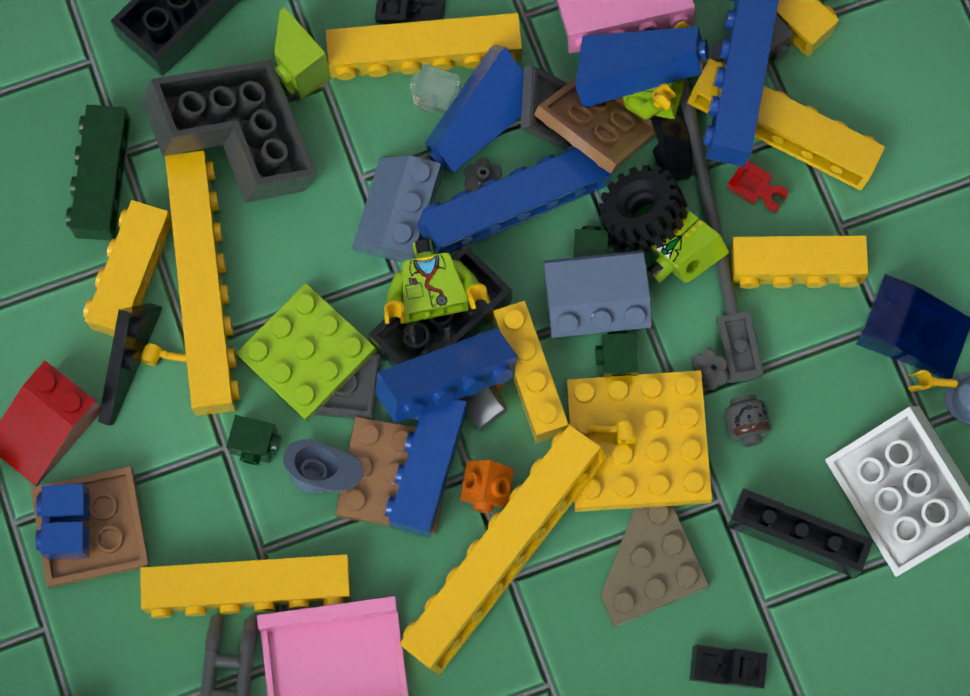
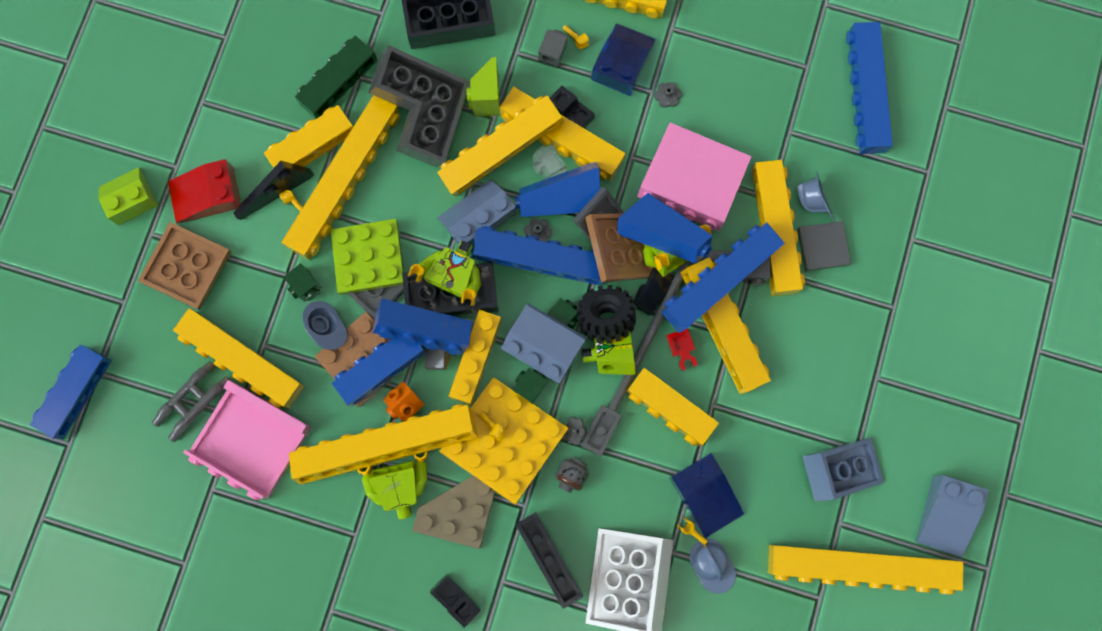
camera: 35 degrees right, 5 degrees up
(65, 506) = (163, 264): blue piece -> none
(366, 107) = (500, 146): none -> yellow brick
(555, 585) = (396, 485): none -> lime torso

